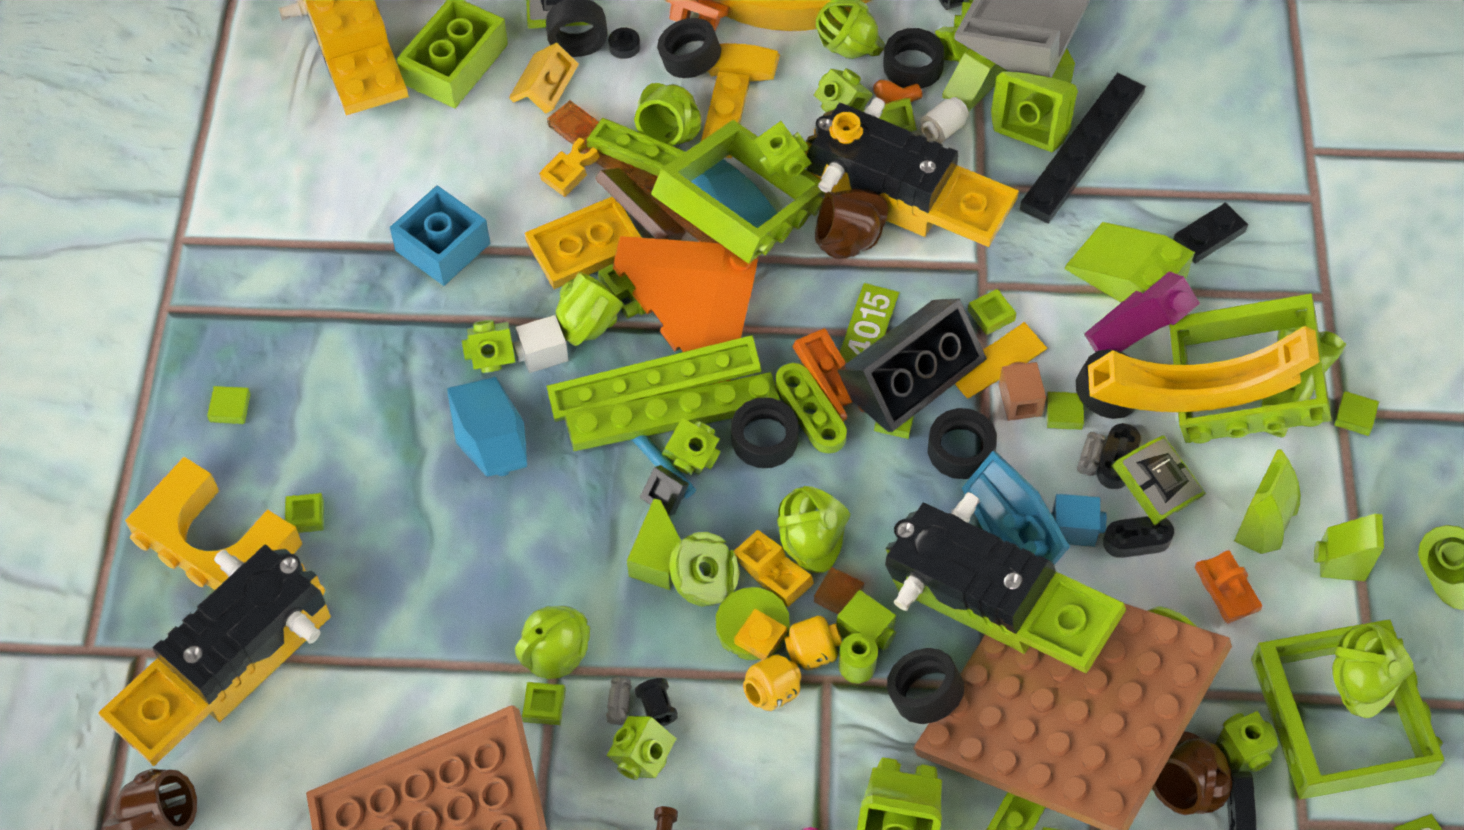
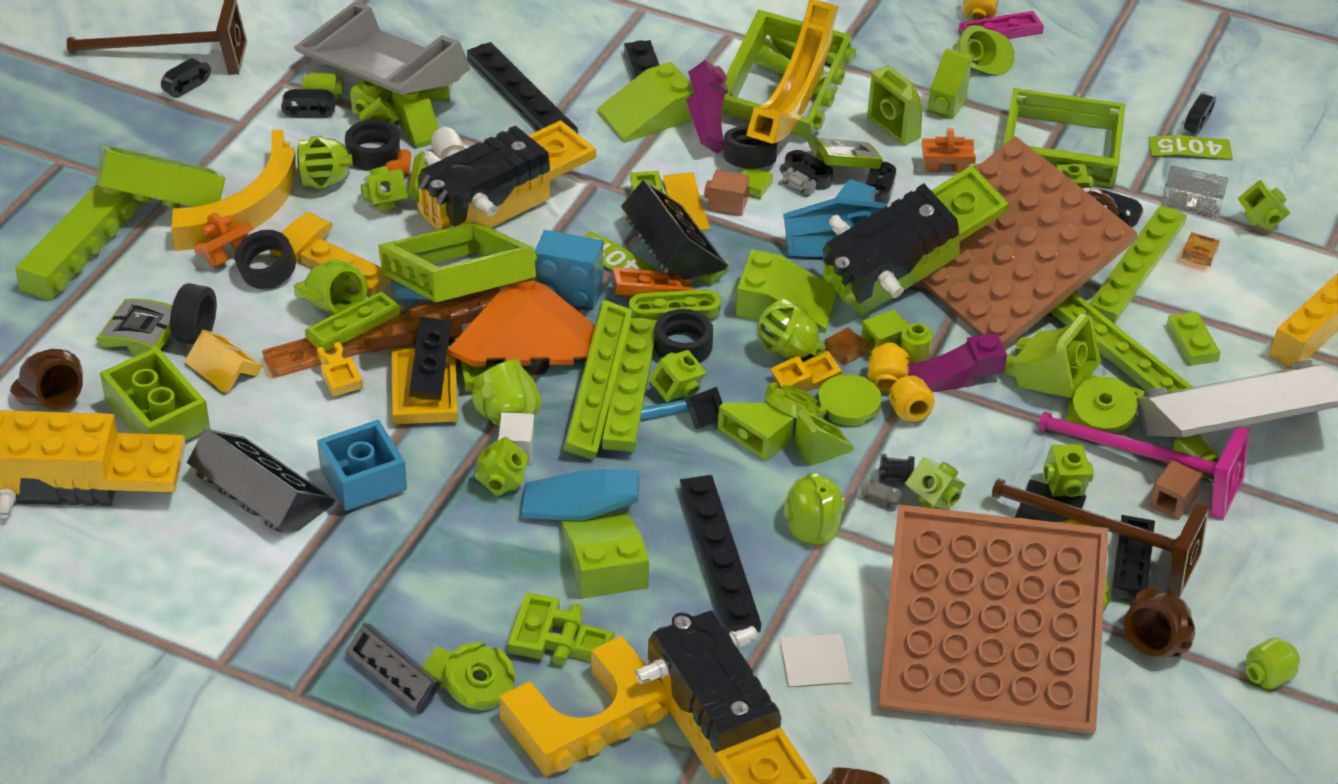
camera: 70 degrees left, 15 degrees down
(202, 372) = (393, 667): none -> black plate
(210, 423) = (478, 661): none -> lime plate
(303, 455) = (534, 628): none -> lime plate
(362, 716) = (815, 660): none -> white sticker
(397, 167) = (257, 481): none -> slope
(421, 476) = (607, 554): none -> lime slope
(467, 579) = (719, 554): none -> black plate
(543, 703) = (860, 540): lime tile -> none
(601, 227) = (430, 358): none -> black plate
(624, 43) = (225, 302): black tile -> none
(670, 613) = (819, 439): none -> lime slope
(760, 635) = (868, 391): yellow plate -> none
(783, 152) = (445, 218): lime brick -> none
(793, 289) = (570, 267): none -> dark azure brick
(843, 122) = (457, 168): yellow plate -> none
(850, 222) = (520, 218): reddish brown helmet -> none
(852, 713) = (958, 367): none -> magenta slope
(878, 490) = (773, 278): none -> lime slope
(936, 705) = (945, 300): black tyre -> none
(963, 420) = (755, 224): black tyre -> none
(1033, 109) = (479, 94): lime slope -> none
(1365, 675) = (1058, 103): lime helmet -> none

